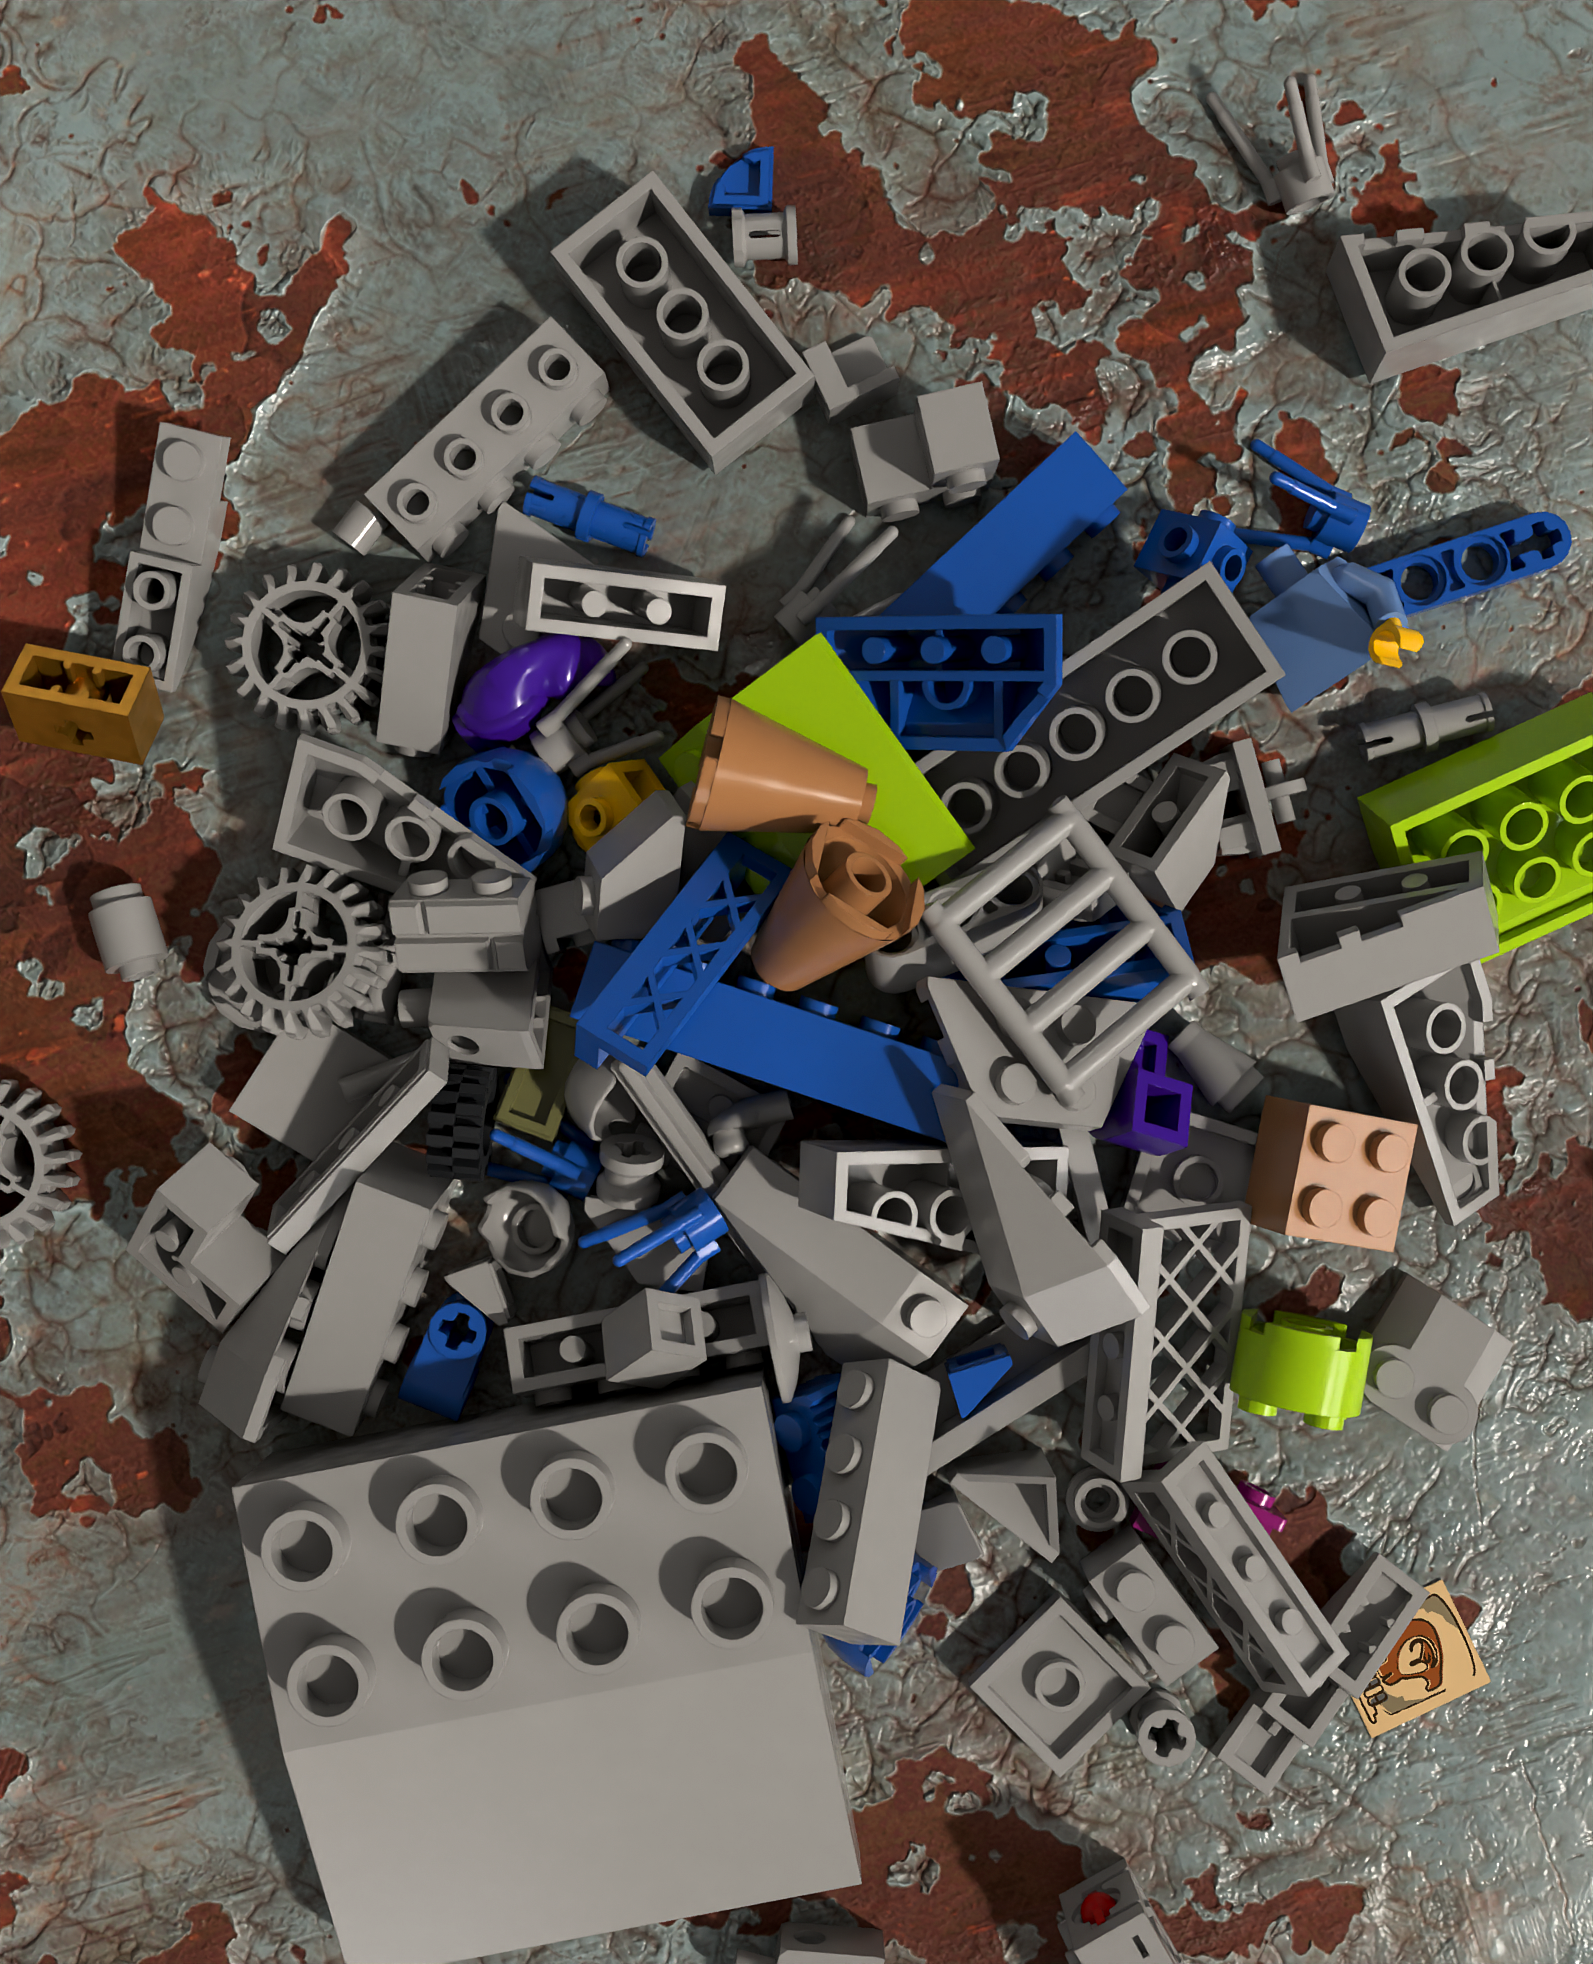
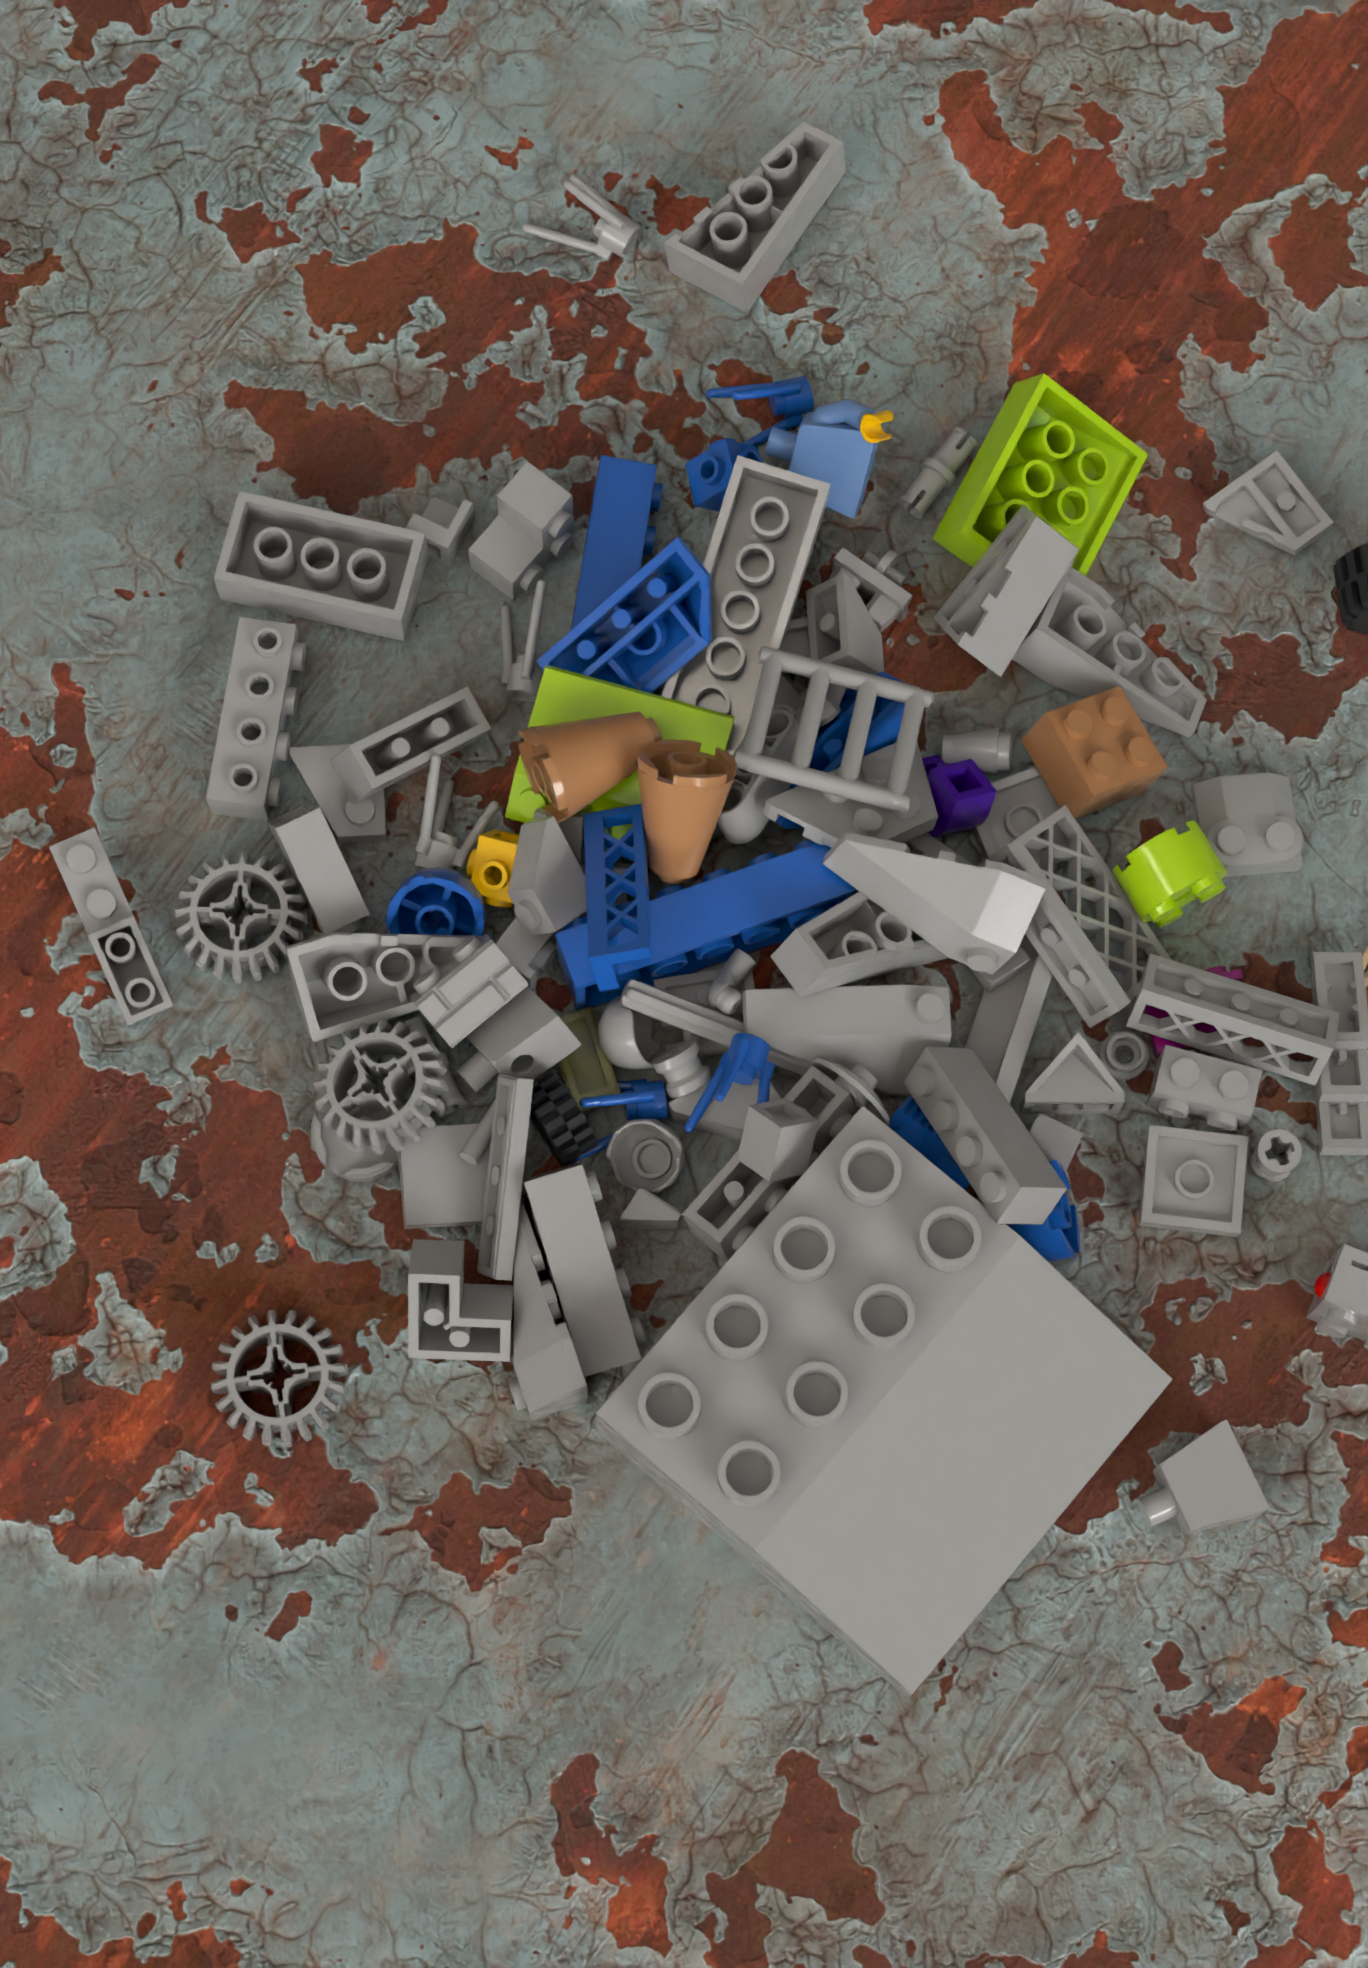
camera: 40 degrees left, 15 degrees down
(83, 703) = (126, 1049): pearl gold brick -> none
(127, 932) = (256, 1171): light grey brick -> none
(360, 528) = (212, 828): light grey piece -> none
(447, 1362) = (662, 1281): blue piece -> none
(512, 689) = (384, 844): dark purple animal -> none
(589, 516) = (348, 718): blue pin -> none
(745, 185) = (292, 469): blue tile -> none
(764, 224) = (334, 472): light grey bush -> none
(976, 1374) = (986, 1034): blue slope -> none
(1446, 569) = (887, 384): blue beam -> none

